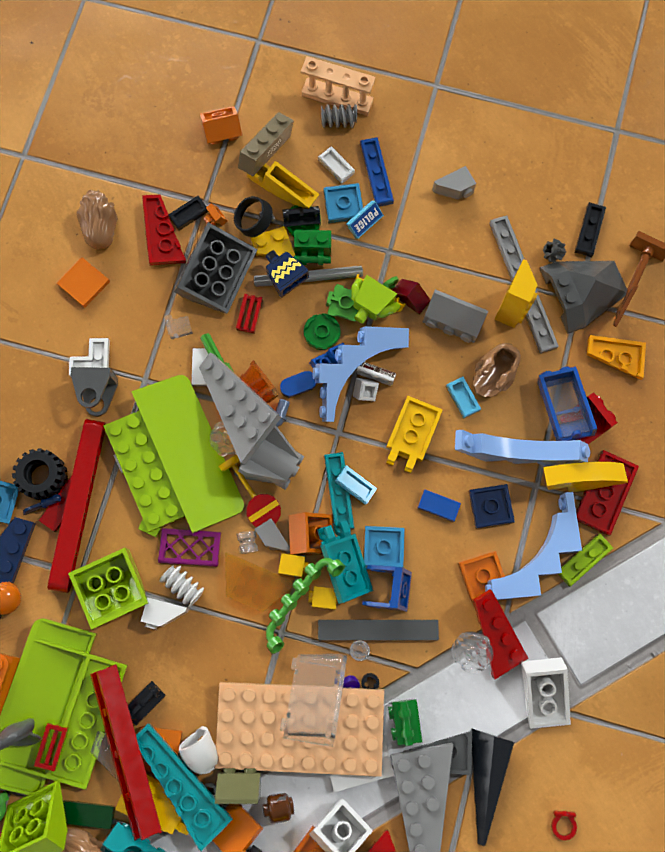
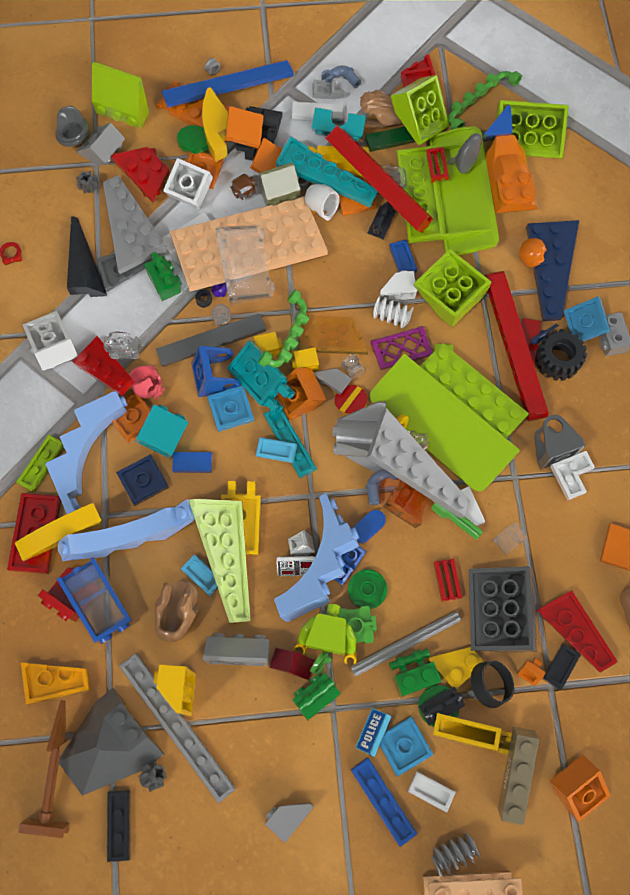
camera: 160 degrees right, 5 degrees down
(141, 650) = (402, 256): none -> blue tile
(285, 272) = (431, 630): dark blue torso -> none
(401, 261) = (315, 696): none -> green brick
(436, 411) = (223, 539): none -> yellowish green wing
(459, 601) = (147, 382): none -> coral helmet
(460, 542) = (162, 430): none -> teal brick

